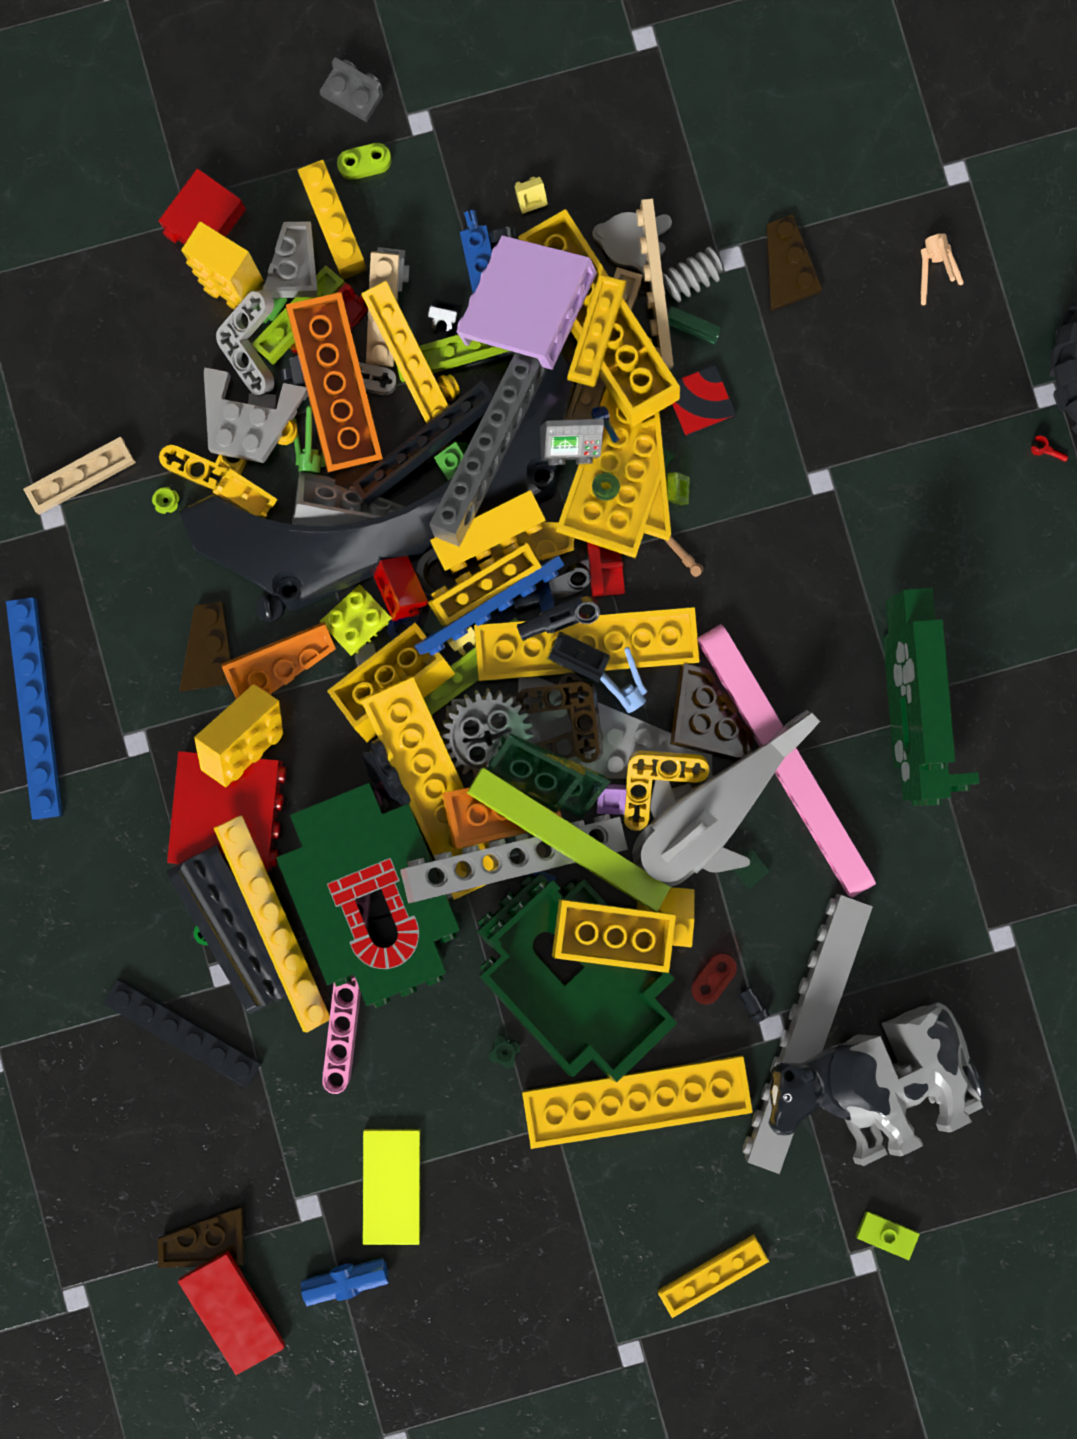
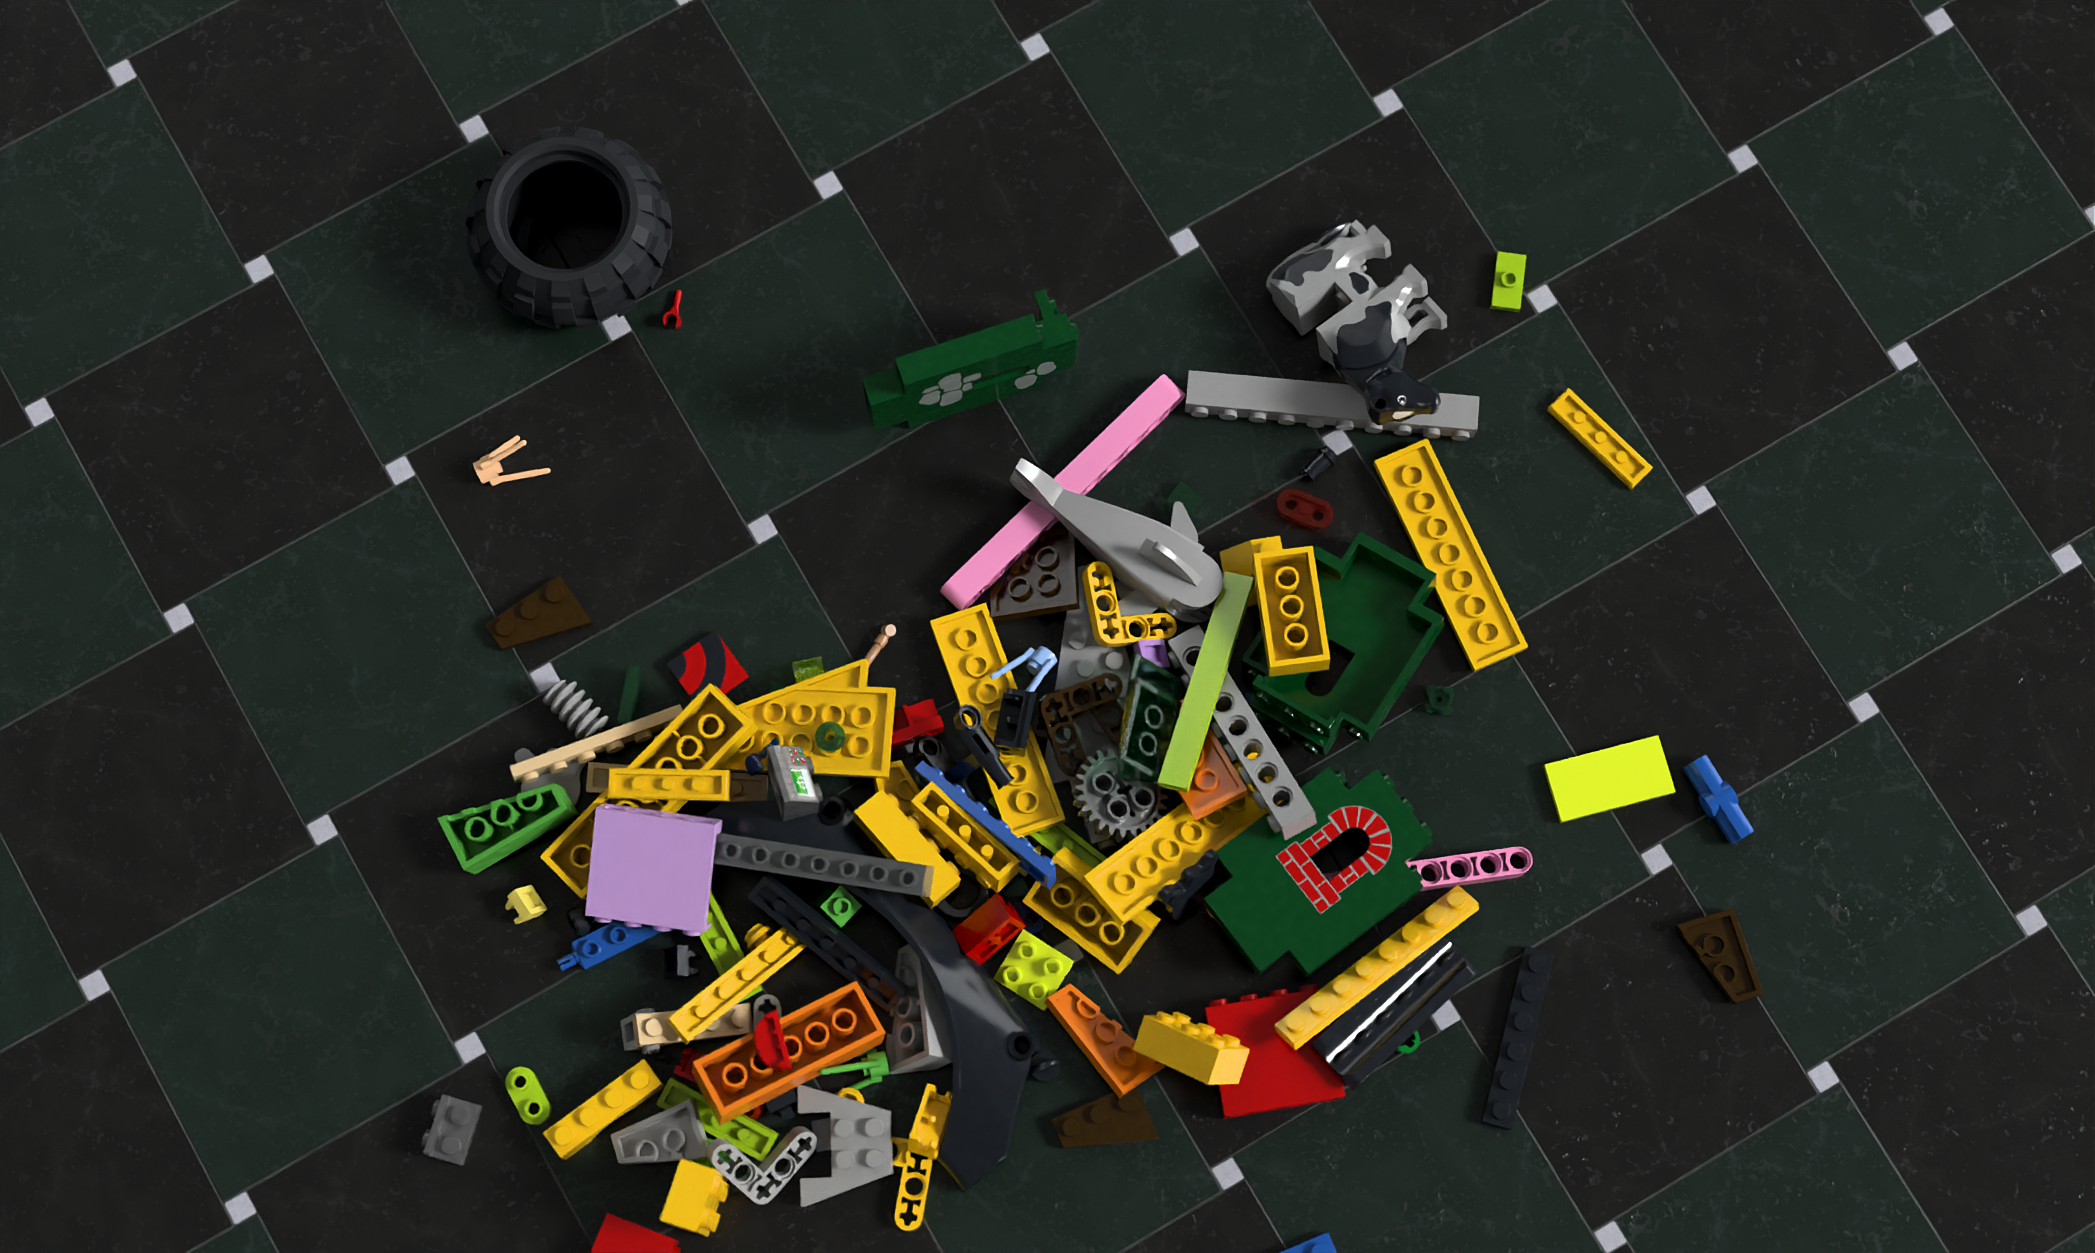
camera: 110 degrees left, 10 degrees down
(160, 495) = (948, 1212): lime plate -> none
(231, 1312) = (1784, 906): red tile -> none
(341, 364) = (770, 1042): none -> red tile
(601, 185) = (500, 828): none -> bright green wedge

